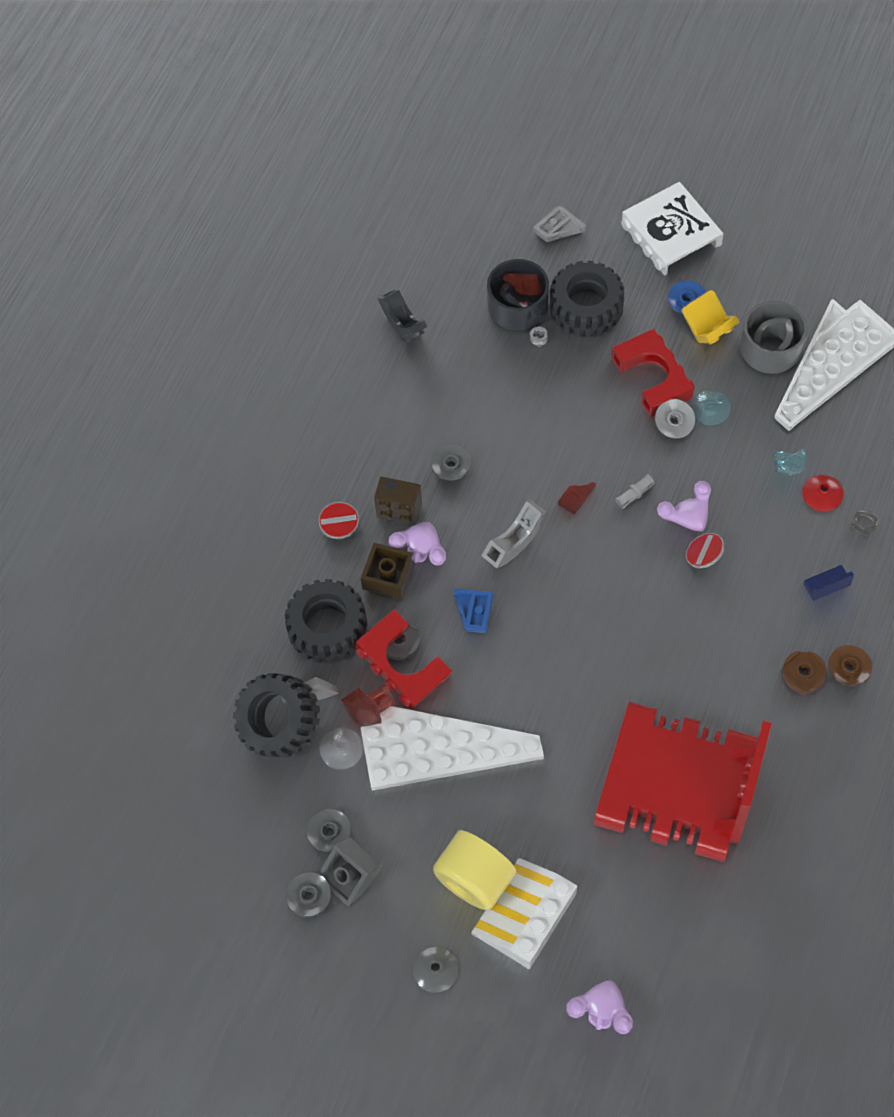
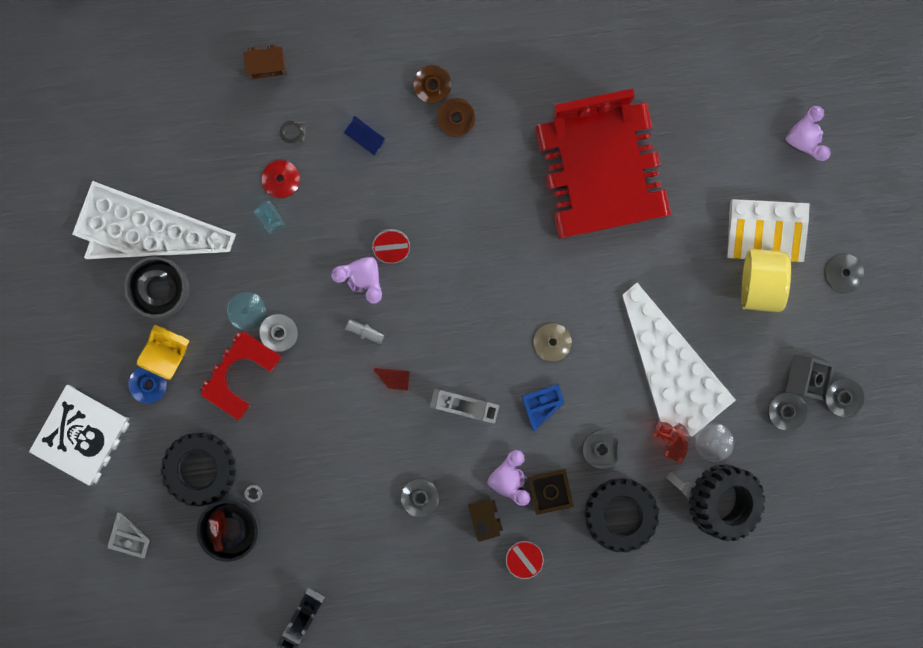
camera: 115 degrees left, 25 degrees up
(412, 687) = (639, 414): red arch -> none
(529, 659) = (542, 345): none -> dark tan dish

